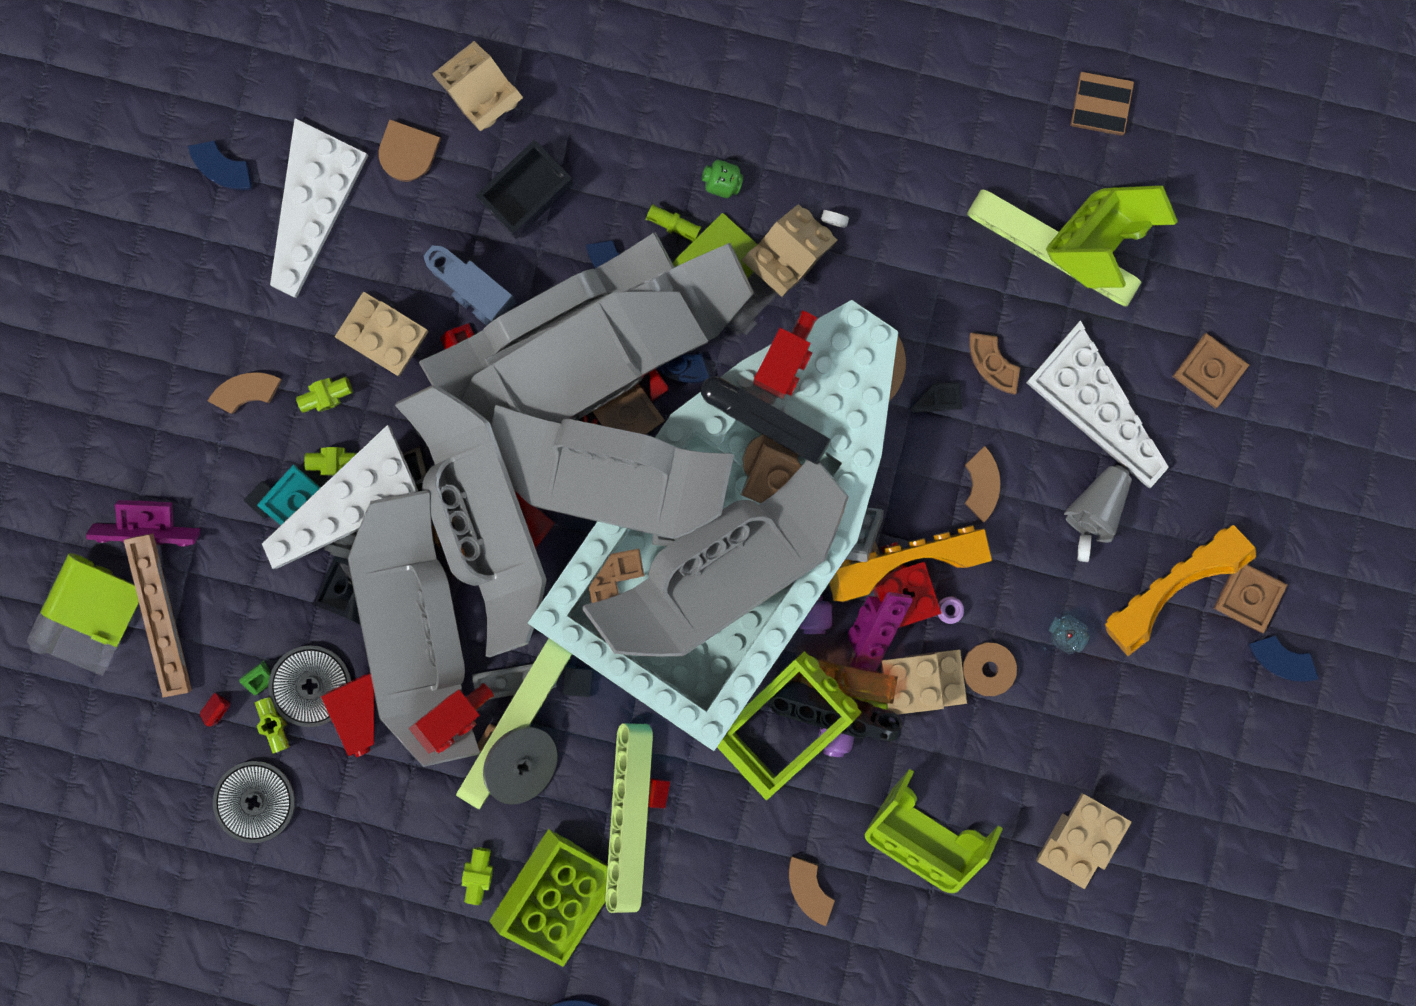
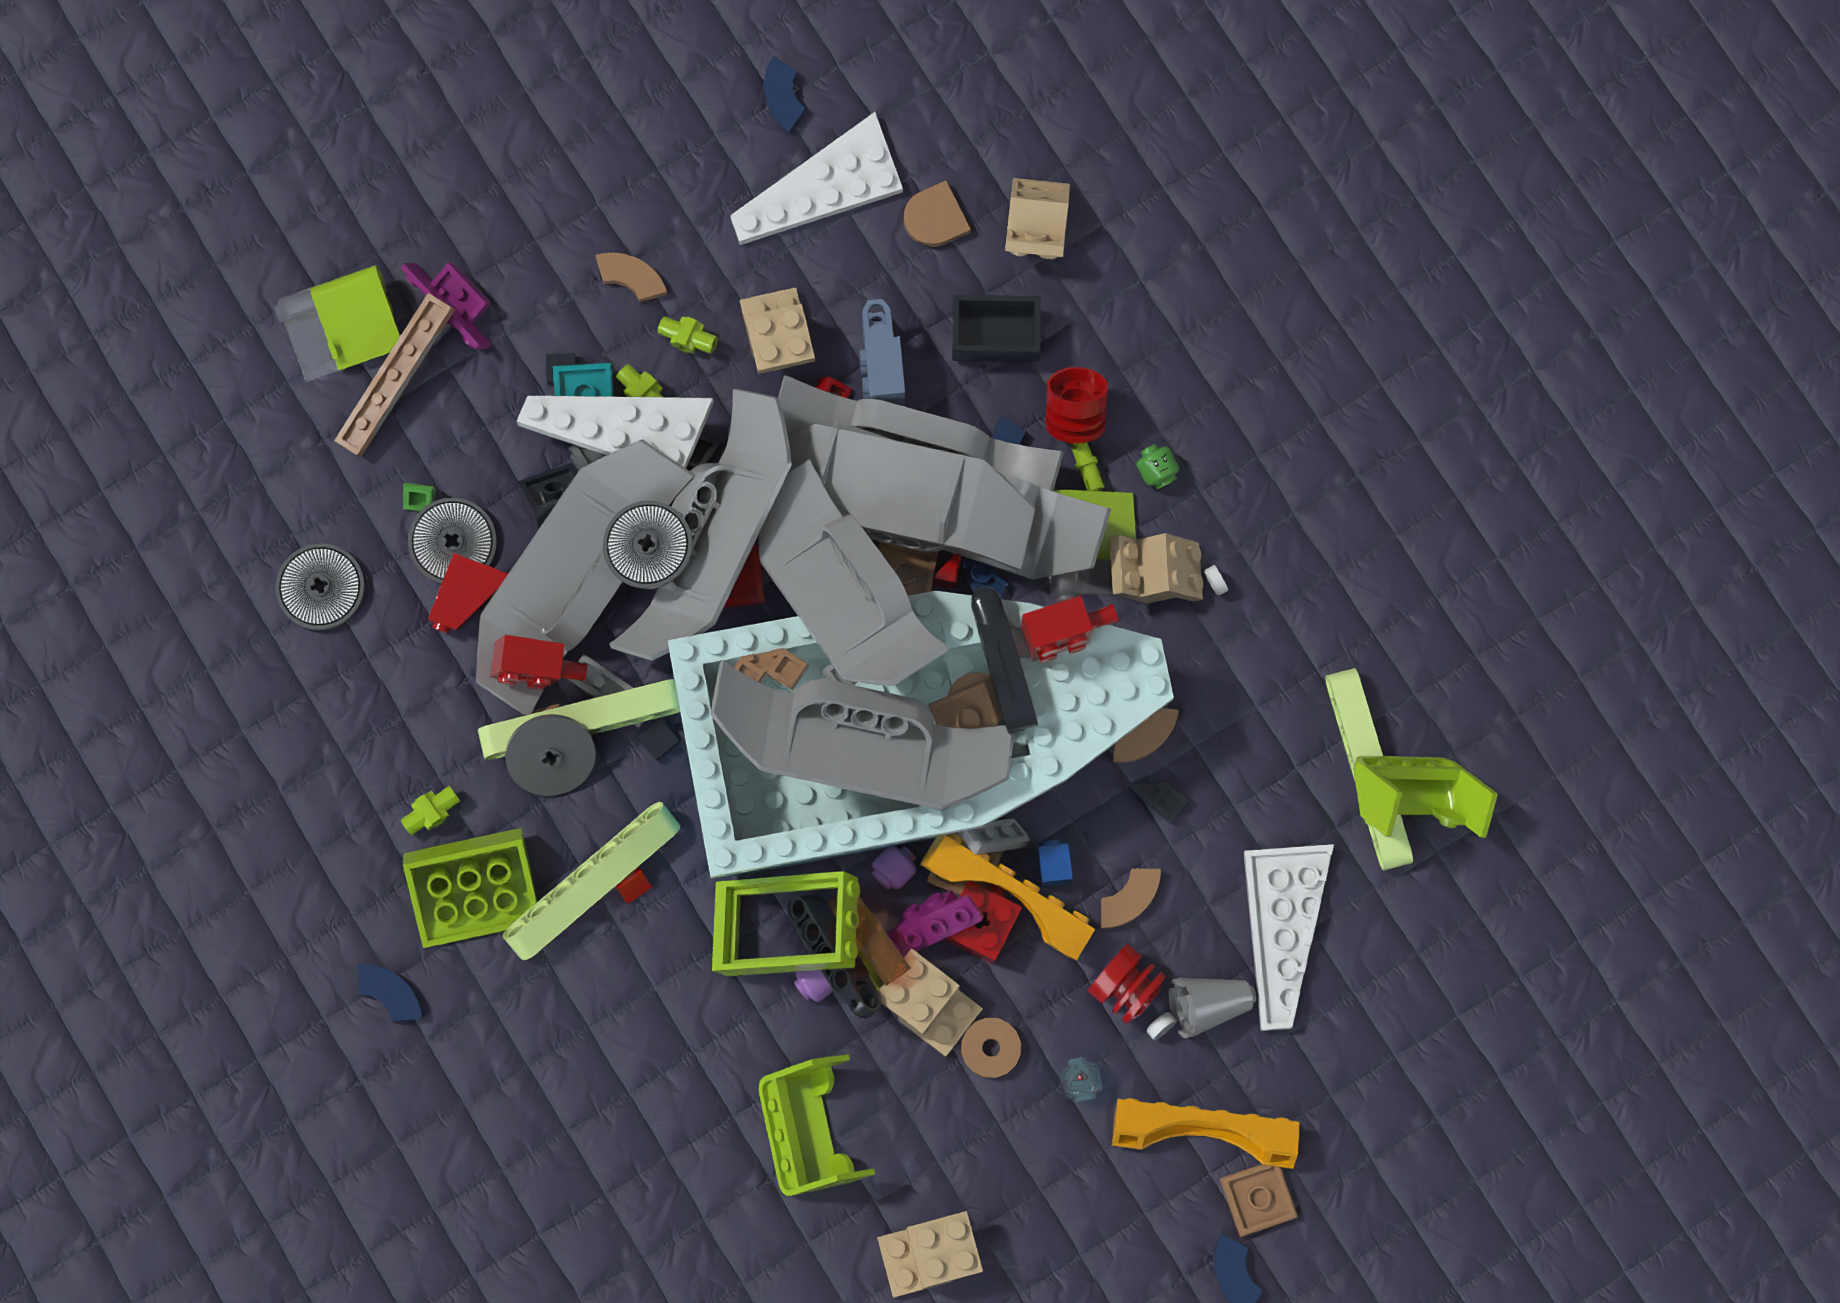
camera: 40 degrees right, 10 degrees down
(214, 710) = (362, 489): red slope -> none
(276, 738) = (387, 554): lime axle -> none
(439, 589) = (659, 564): none -> piece
(631, 190) = (1076, 405): none -> red wheel
(808, 892) = (671, 1080): medium nougat tile -> none
(914, 510) = (1054, 863): none -> blue brick
(959, 610) = (1006, 961): lavender plate -> none
(991, 364) = (1229, 813): medium nougat tile -> none
(1044, 544) = (1127, 984): none -> red wheel
(1102, 103) = (1518, 695): tile -> none
(1210, 370) = (1402, 987): medium nougat tile -> none

